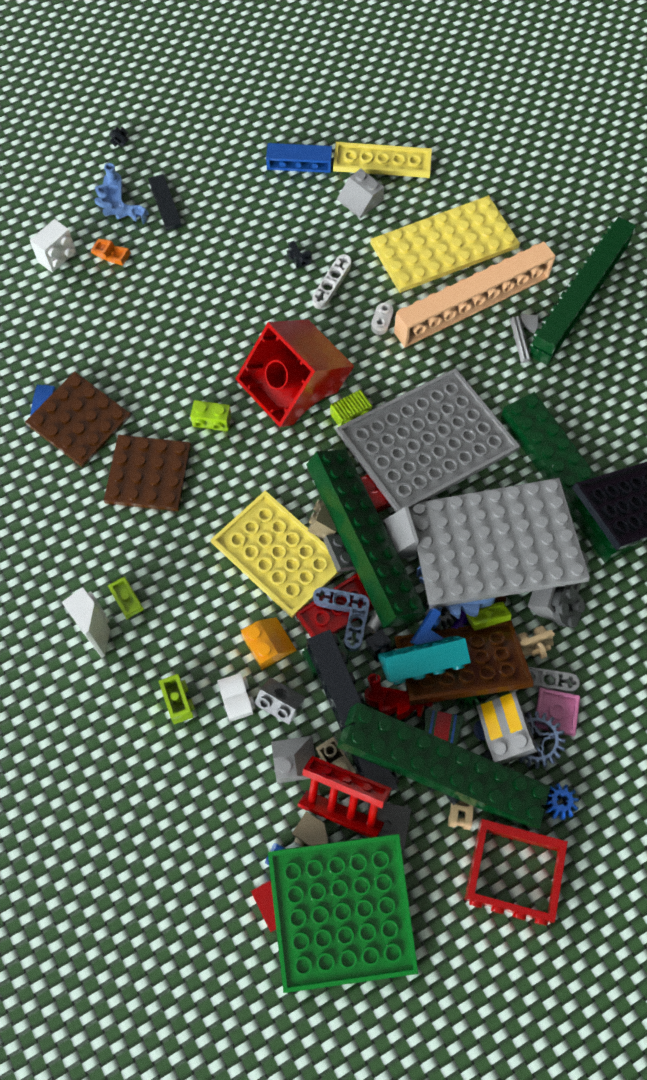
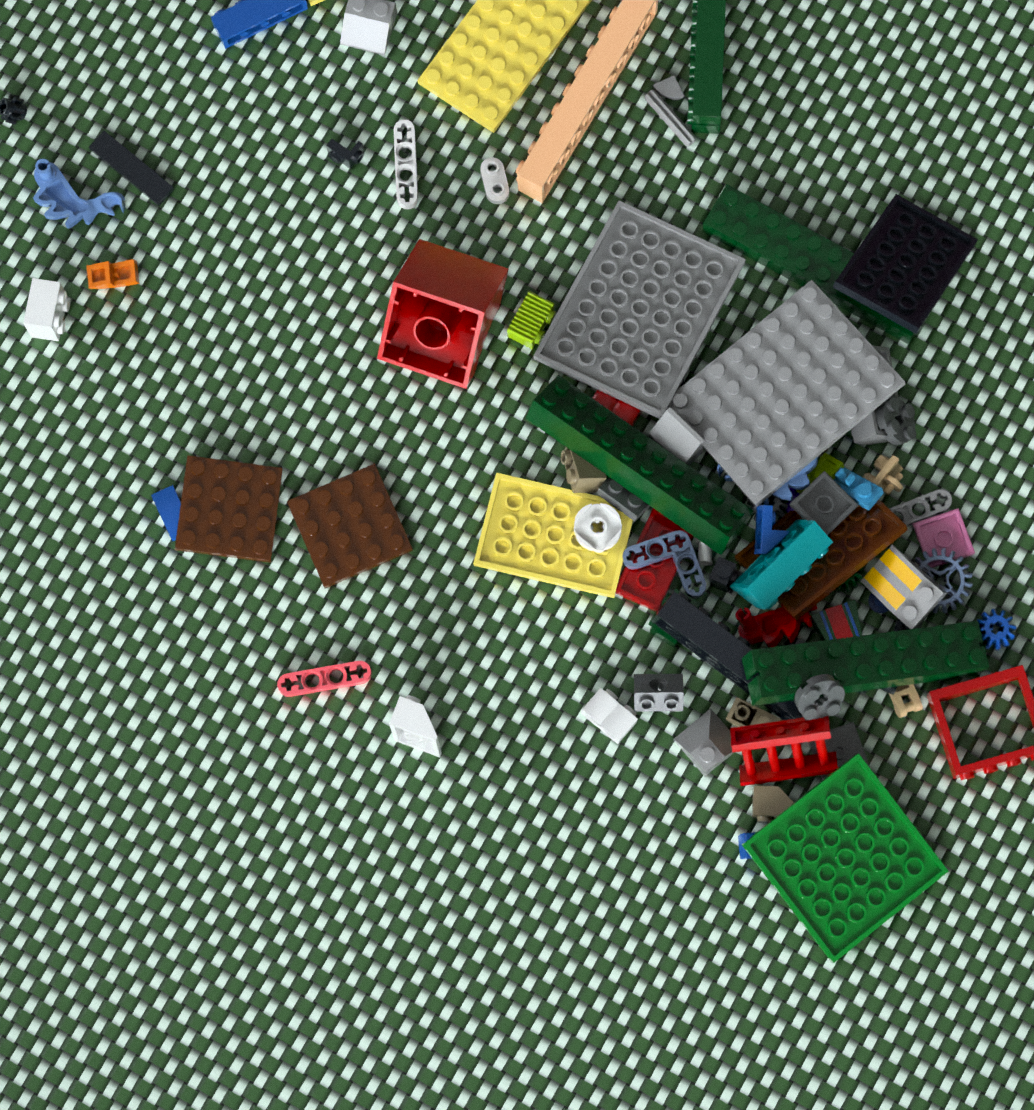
camera: 25 degrees left, 10 degrees up
(60, 562) = (324, 678): none -> coral beam
(125, 597) = (423, 679): lime plate -> none
(176, 700) = (551, 752): lime brick -> none
(211, 415) = (378, 419): lime brick -> none
(264, 900) = (764, 892): red tile -> none
(267, 641) = (605, 639): light orange slope -> none
(314, 552) = (600, 540): none -> white plate
(391, 780) = (829, 704): none -> dark grey plate
(481, 633) = (824, 503): none -> dark grey plate
(511, 637) = (858, 488): none -> dark azure plate

